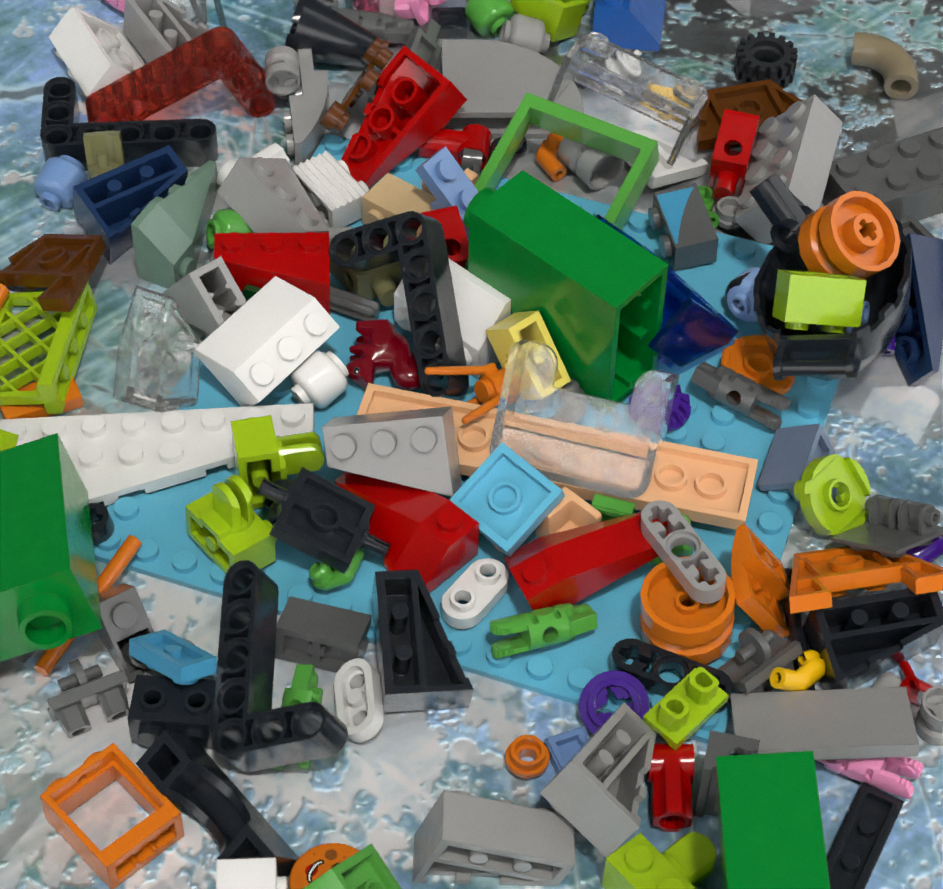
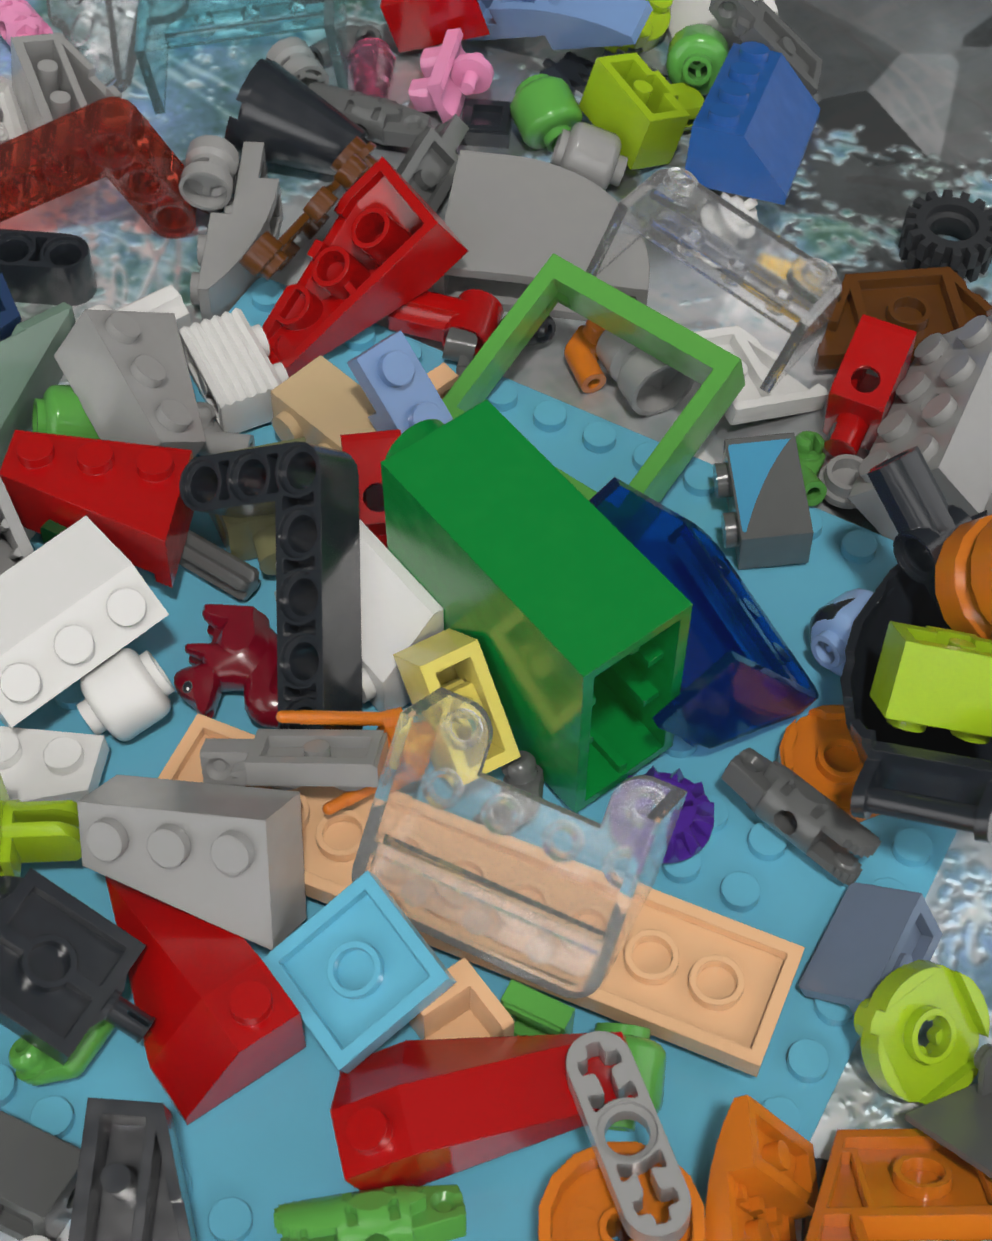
camera: 10 degrees right, 5 degrees up
(464, 391) = (297, 759): none -> light grey hinge
(478, 590) = (281, 1127): white plate -> none

